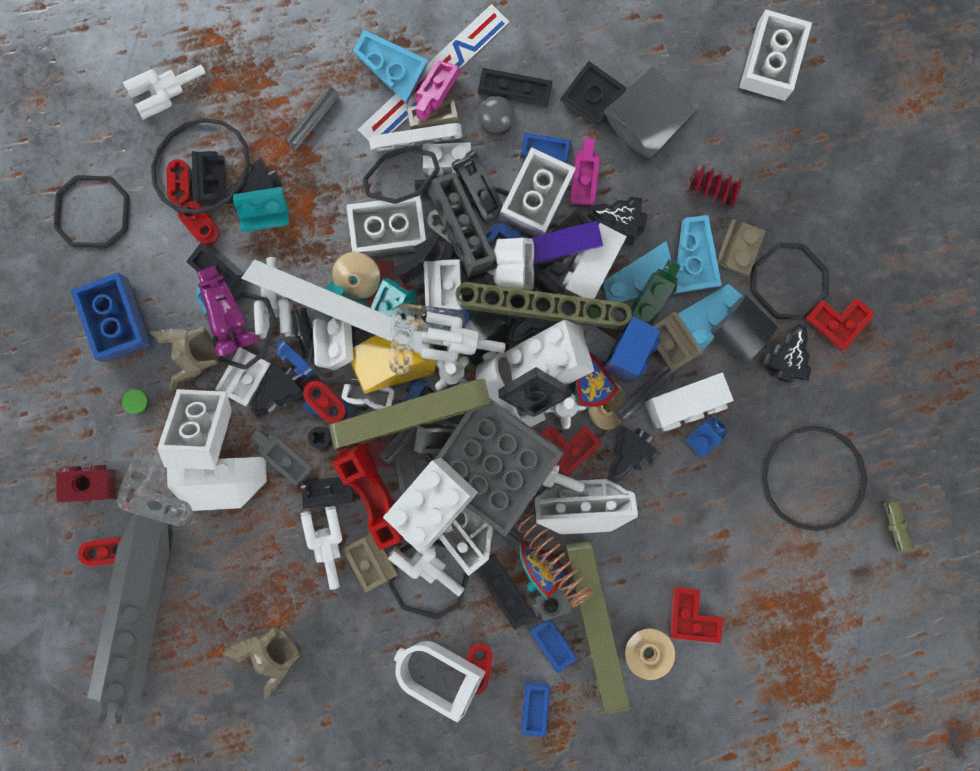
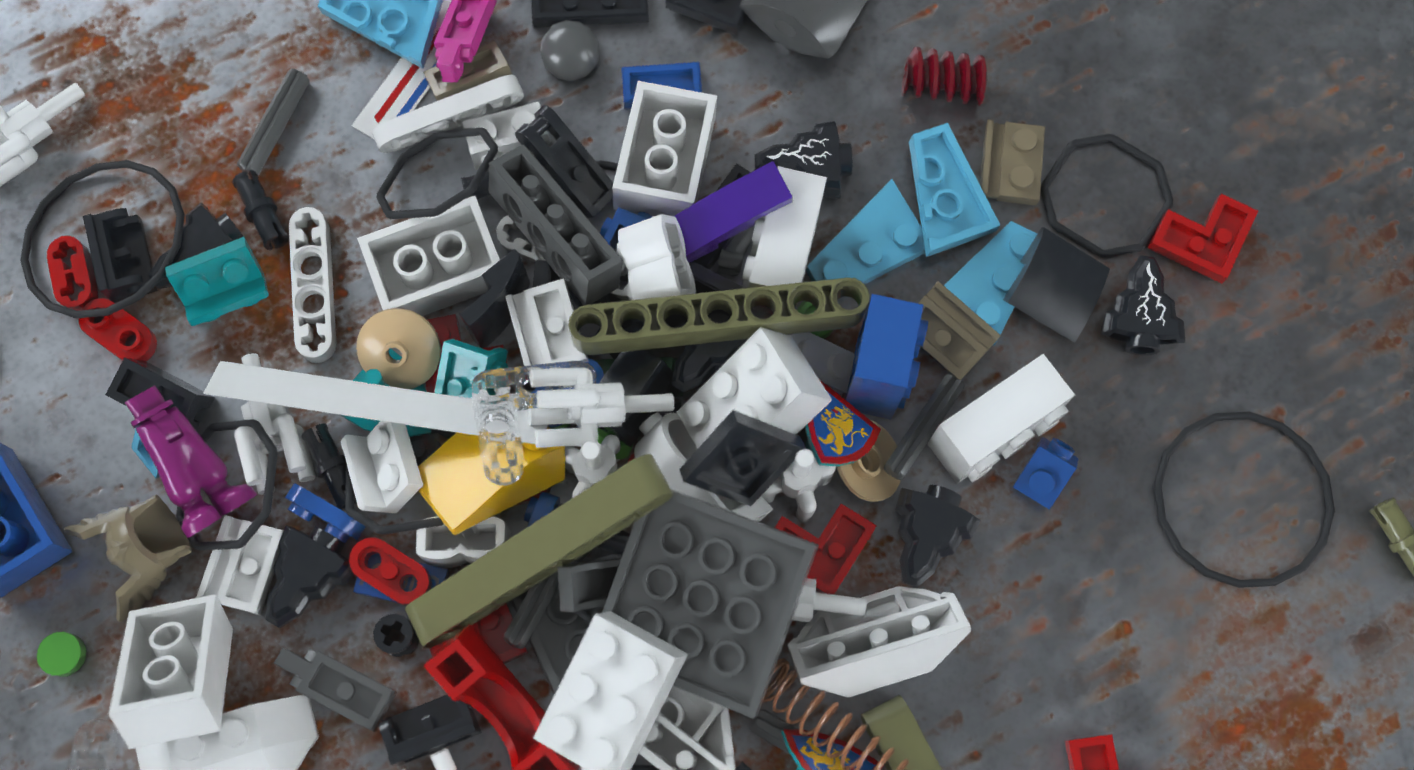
camera: 10 degrees left, 10 degrees down
(294, 170) = (260, 210): none -> black pin
(315, 222) = (306, 285): none -> white beam
(585, 175) = (735, 110): dark pink hinge -> none
(655, 293) = (900, 254): dark green hinge -> none

